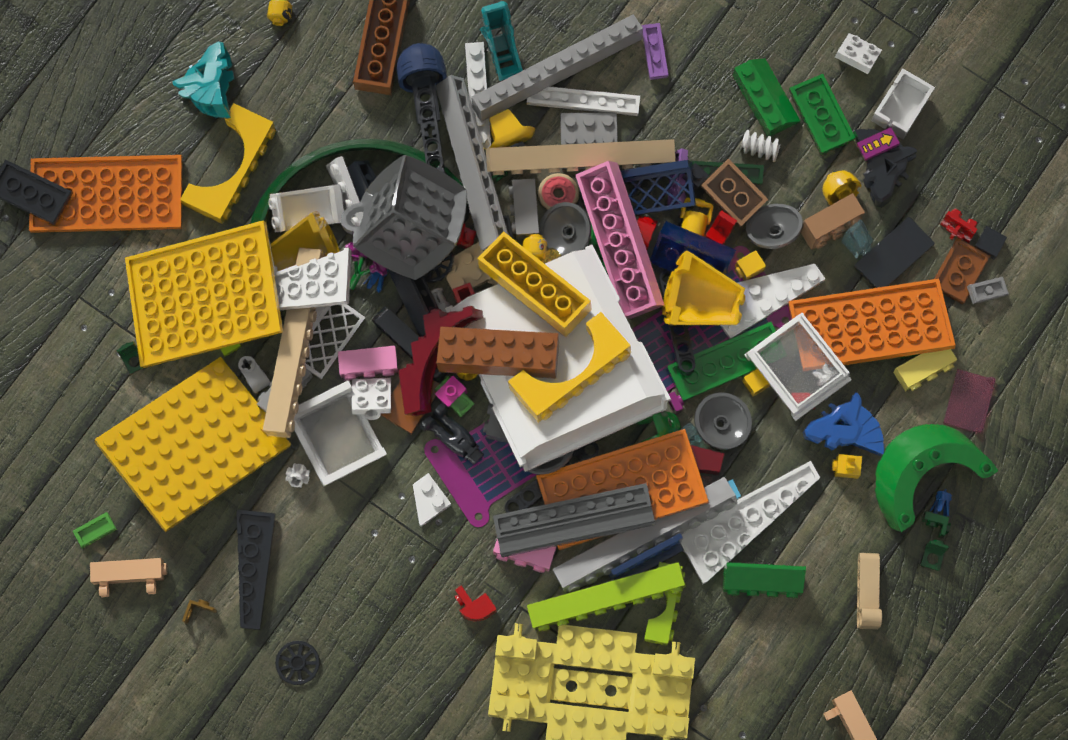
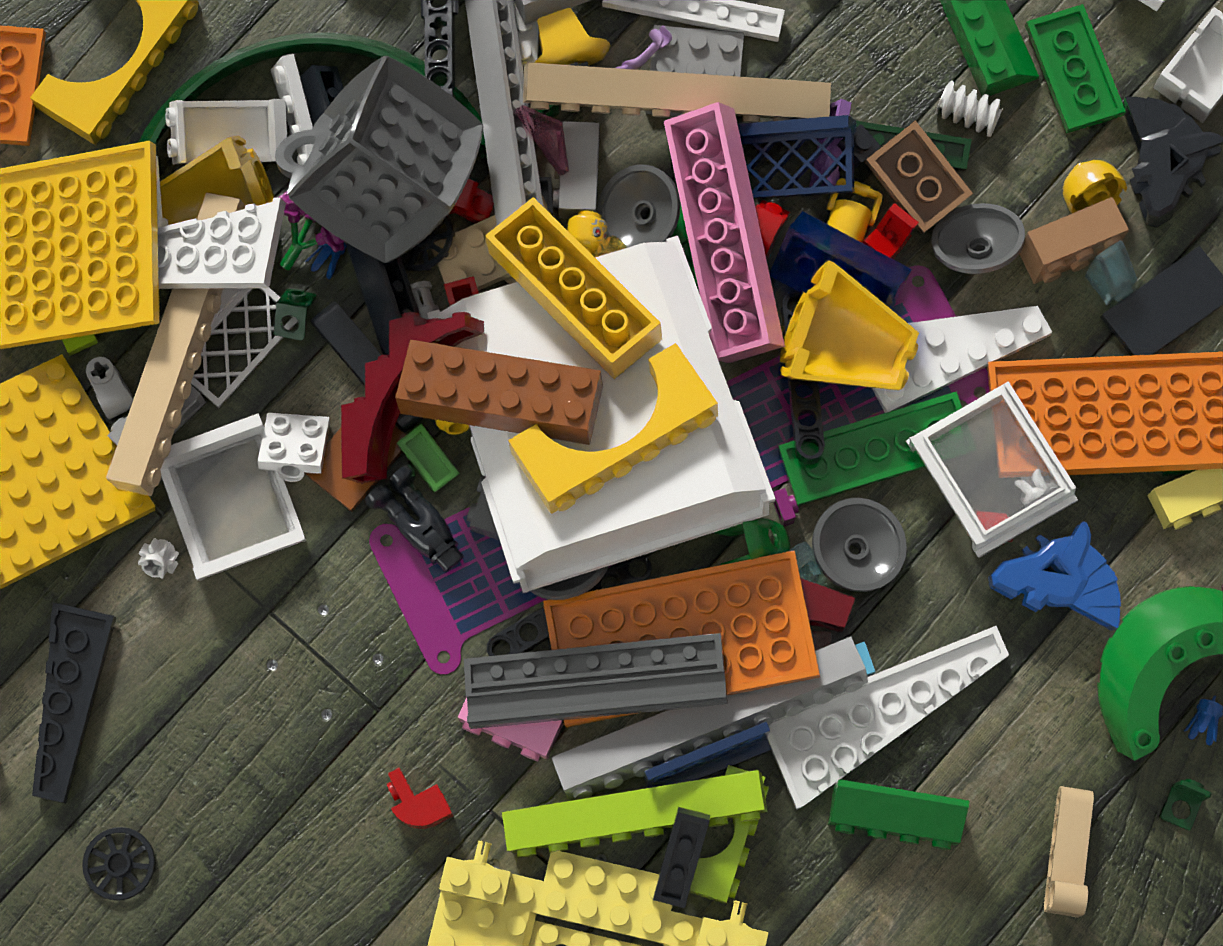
camera: 10 degrees right, 0 degrees up
(360, 310) = (293, 303): none -> dark green bracket
(368, 362) = (295, 388): bright pink brick -> none
(429, 499) = (366, 620): white wing -> none
(451, 391) = (422, 449): dark pink bracket -> none
(505, 190) = (548, 135): none -> clear pink tile
(554, 182) = (640, 133): coral wheel -> none
(566, 121) = (660, 39): none -> lavender piece
(638, 619) = (681, 857): none -> black plate
(749, 266) = (931, 299): yellow brick -> none
(755, 382) = (919, 488): yellow brick -> none
(847, 466) = (1056, 641): yellow brick -> none
(878, 144) = (1162, 122): magenta tile -> none
(934, 520) = (1191, 746): dark green bracket -> none

